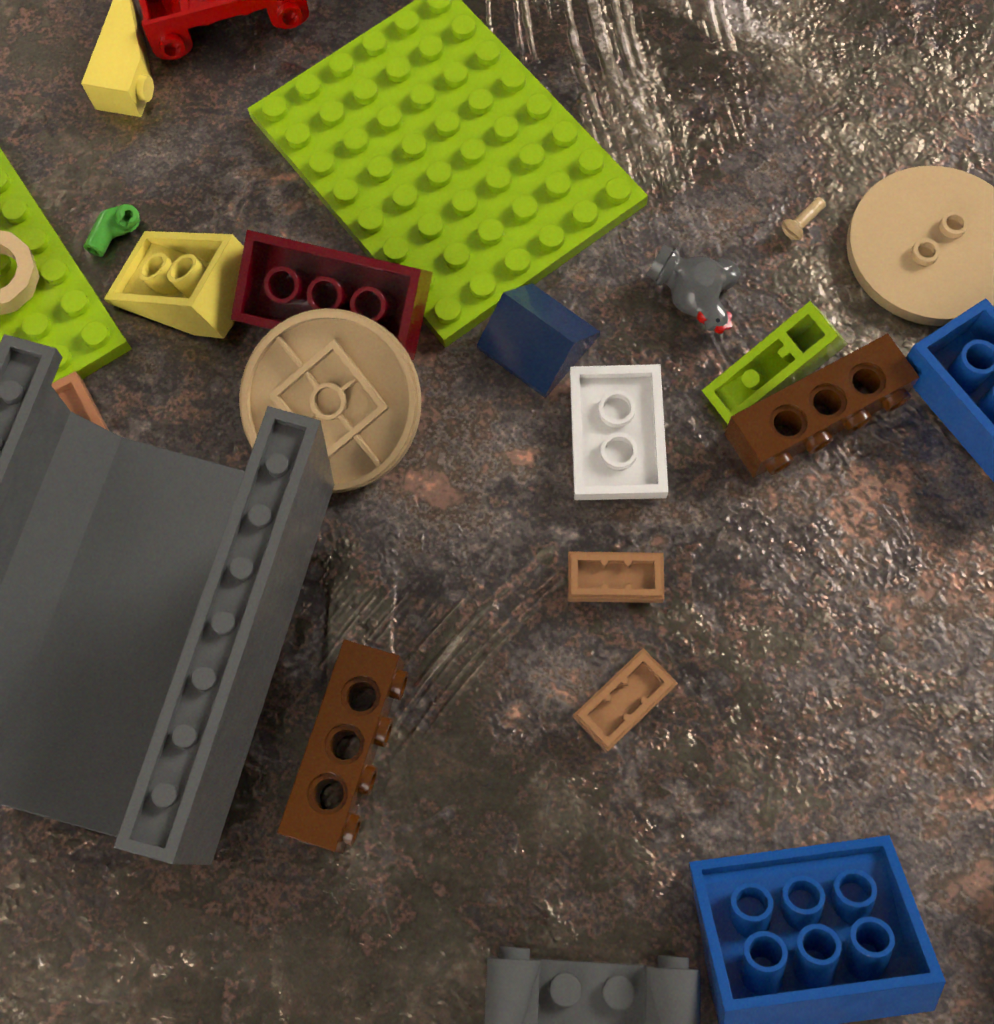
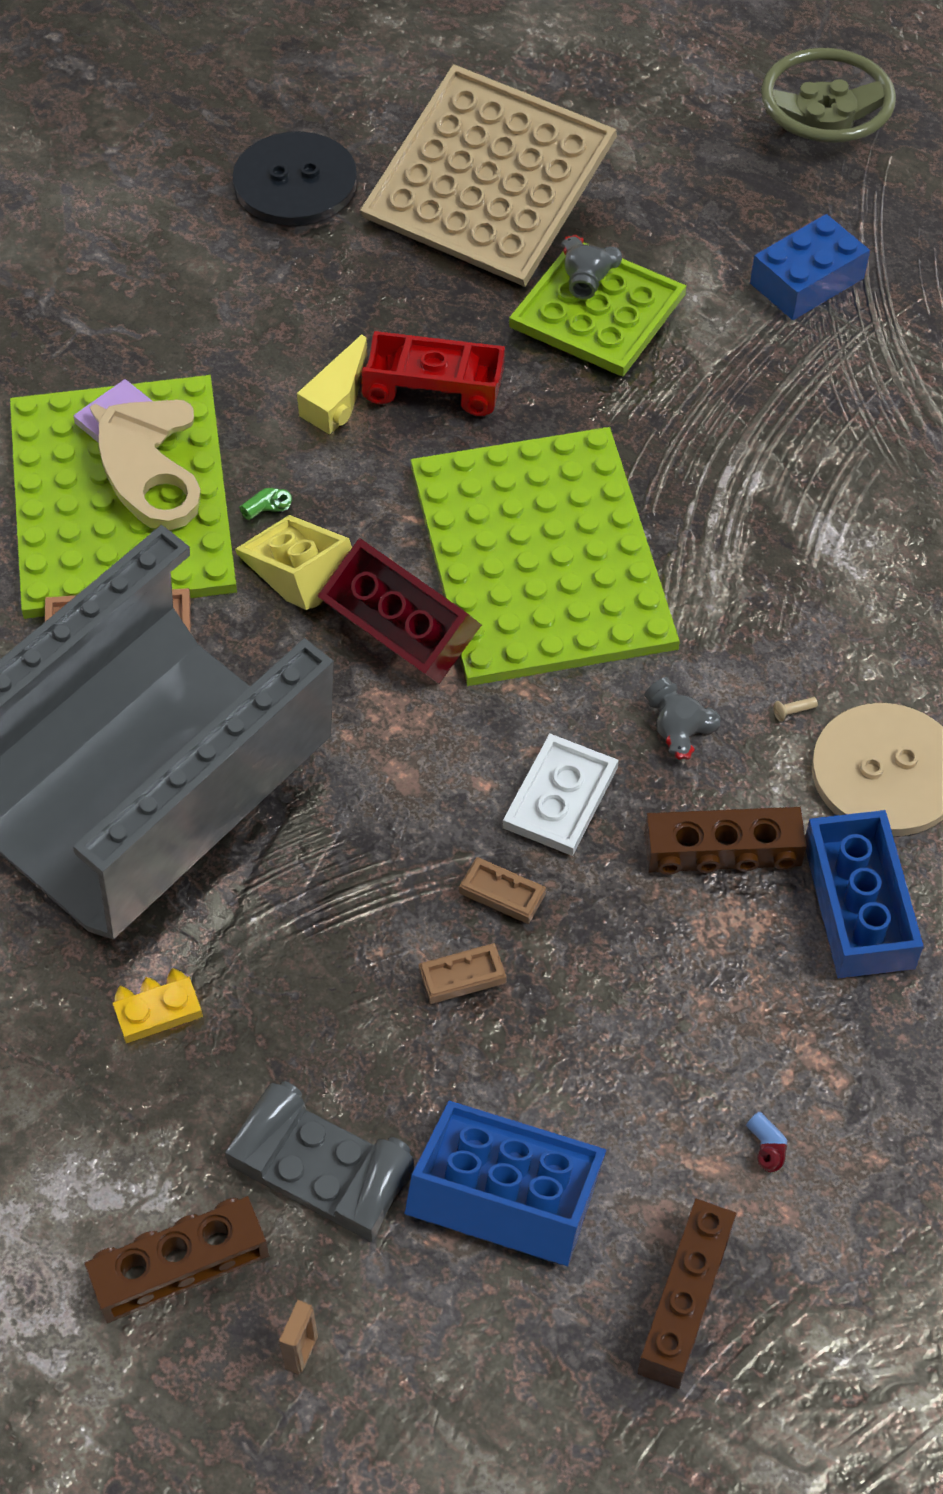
camera: 20 degrees right, 15 degrees down
(300, 907) = (156, 1006): none -> yellow plate
(348, 377) = (377, 679): tan plate -> none
(354, 670) = (249, 893): reddish brown brick -> none
(535, 337) = (537, 703): dark blue slope -> none
(776, 362) = (723, 787): lime slope -> none

